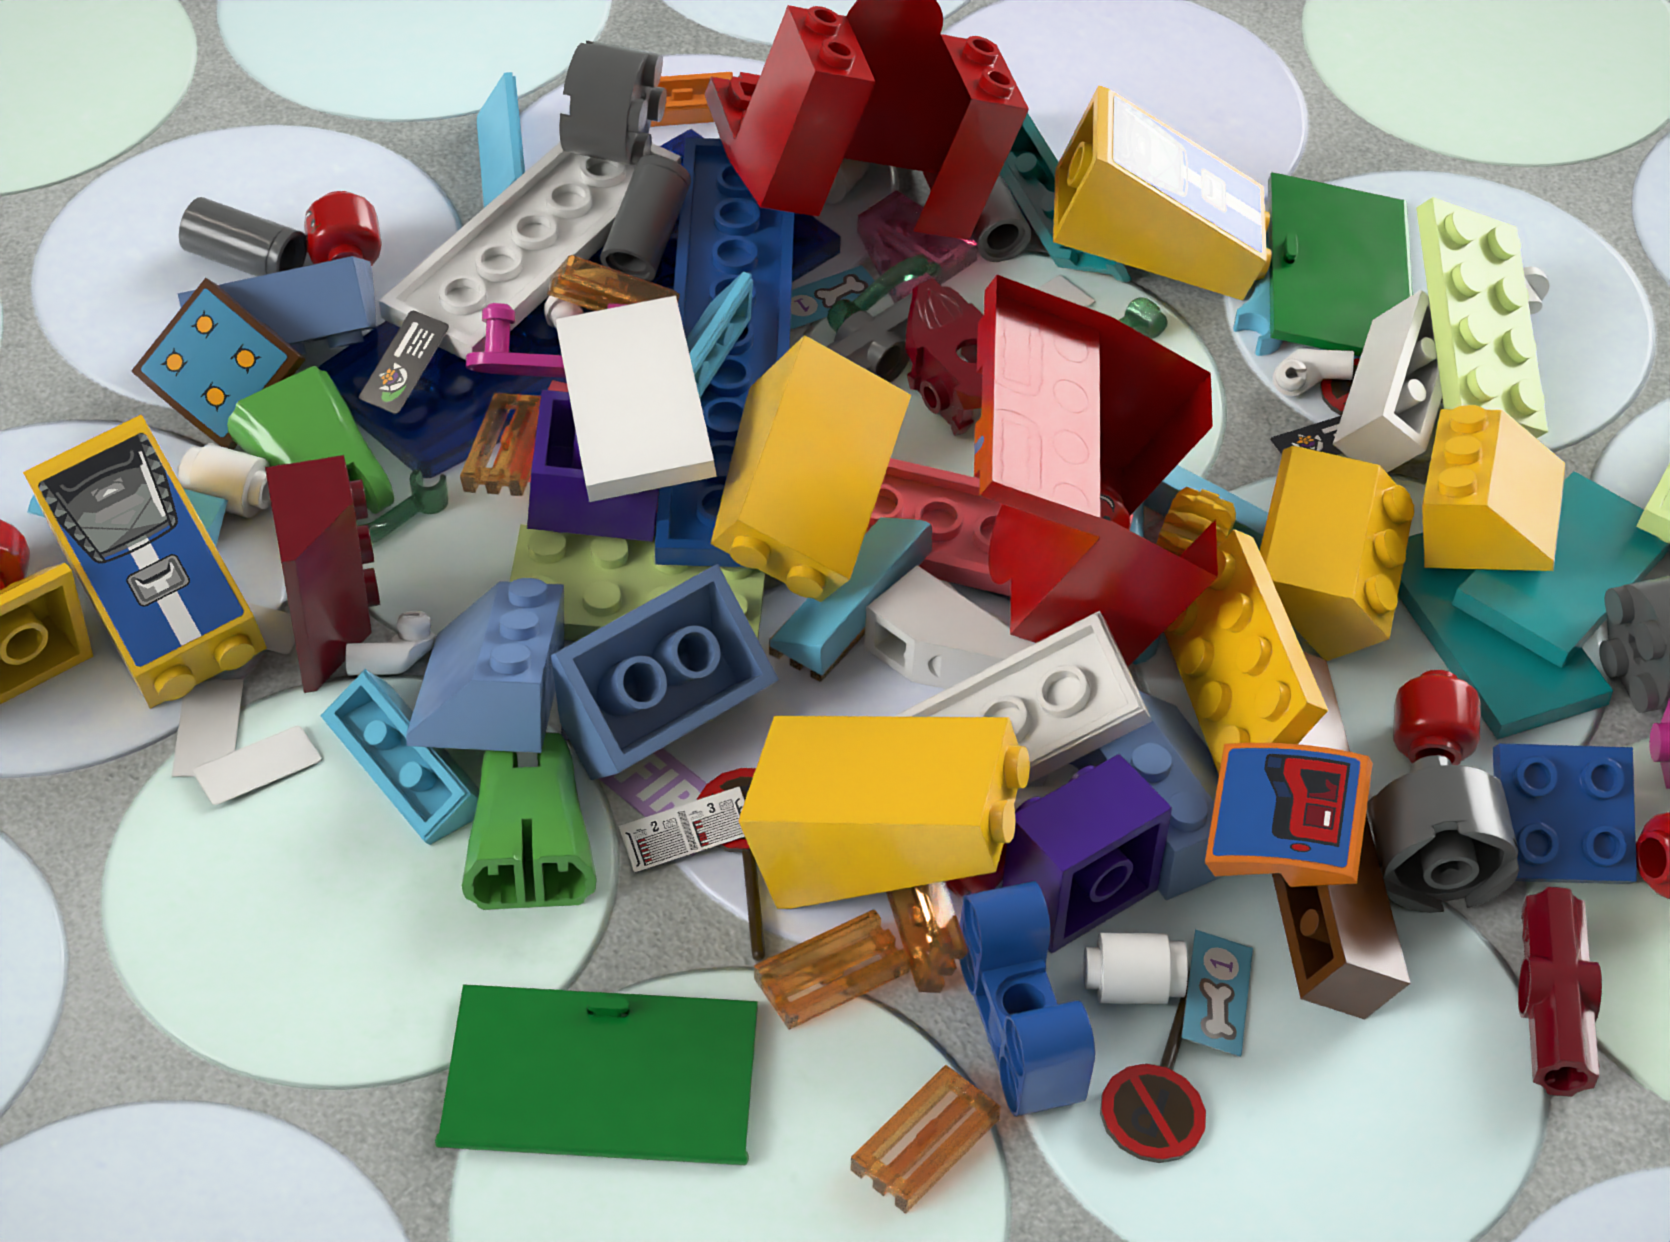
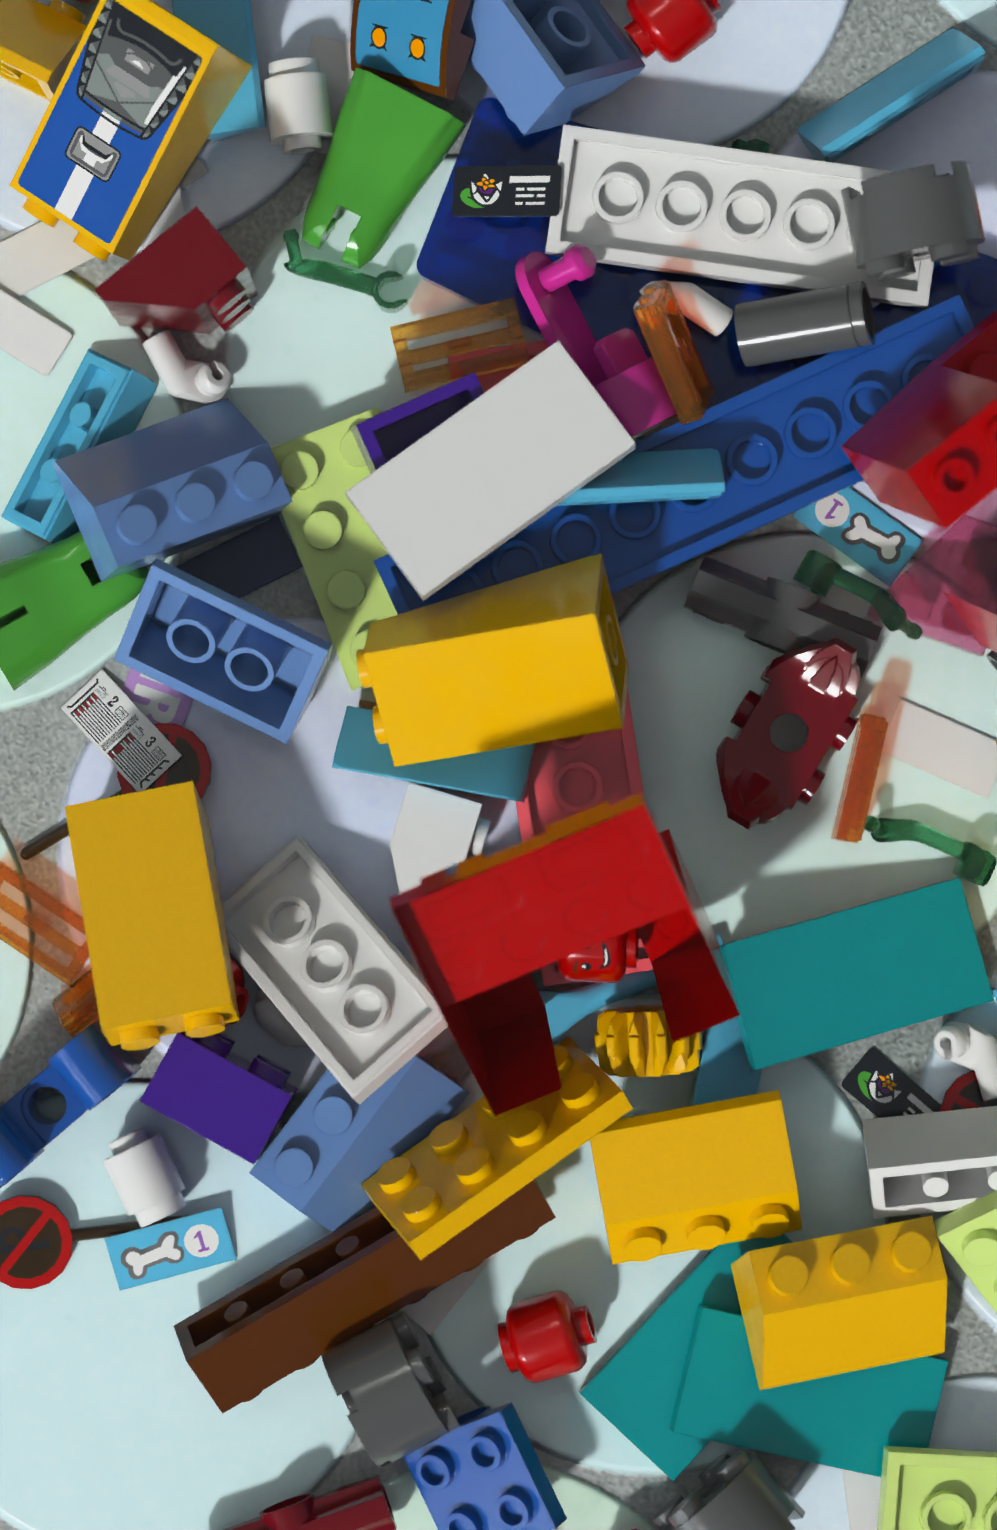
camera: 60 degrees right, 40 degrees up
(1237, 383) = (856, 973): none -> teal tile
(1289, 813) = (311, 1261): slope -> none

